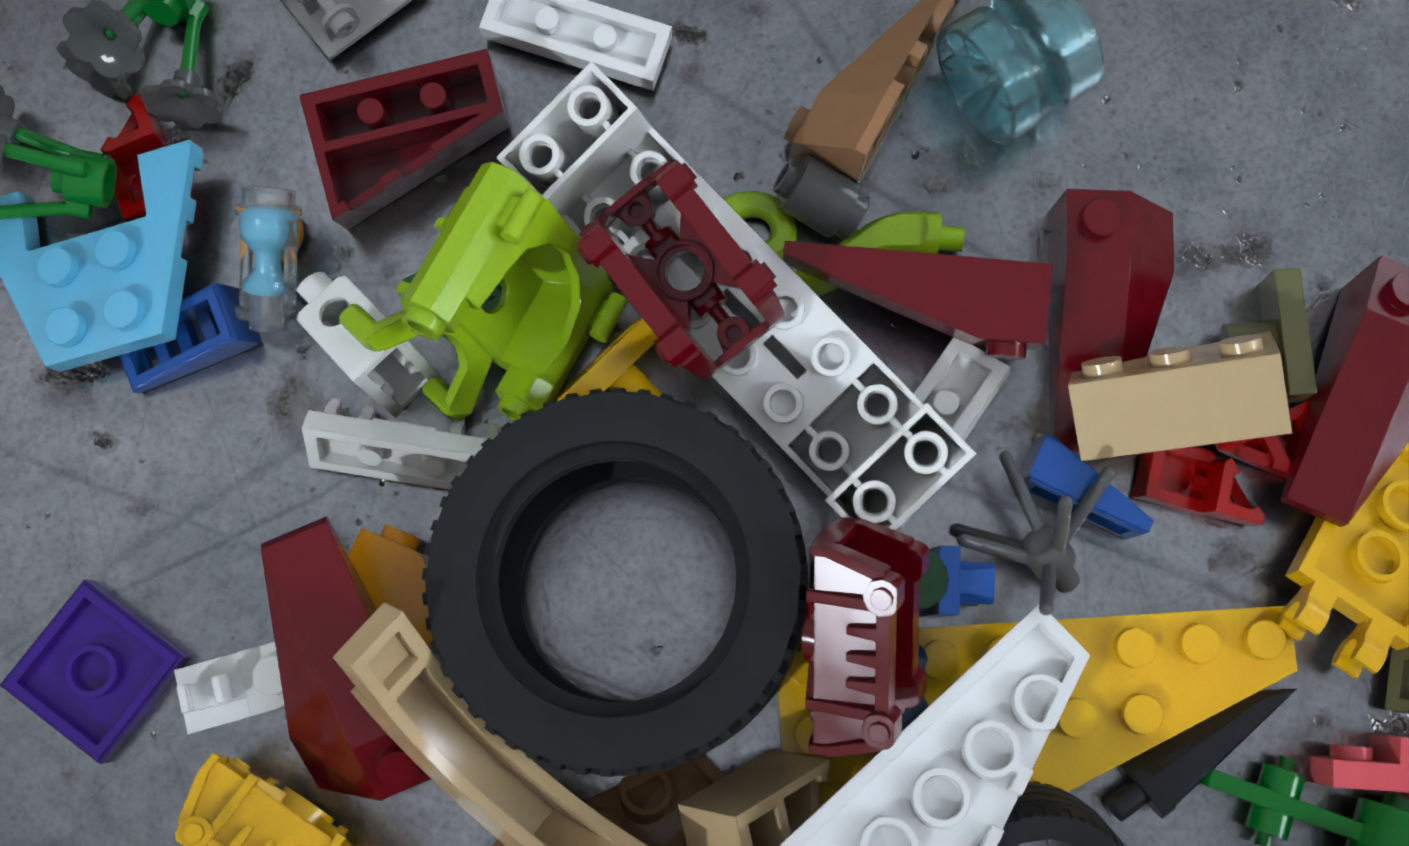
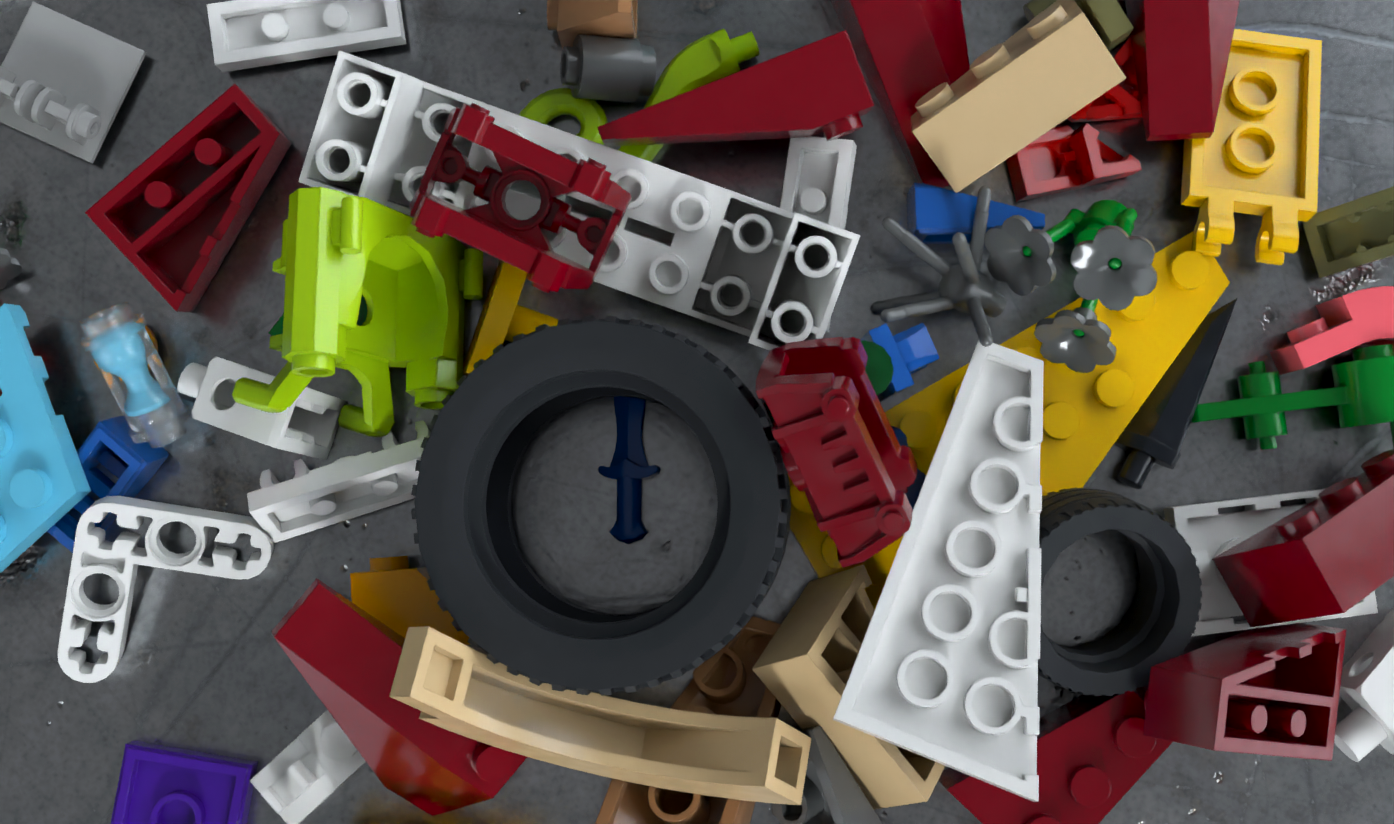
camera: 25 degrees left, 5 degrees up
(167, 414) = (121, 561): none -> white beam
(658, 562) = (629, 469): none -> blue sword
(1192, 597) = (1108, 268): none -> dark grey plant

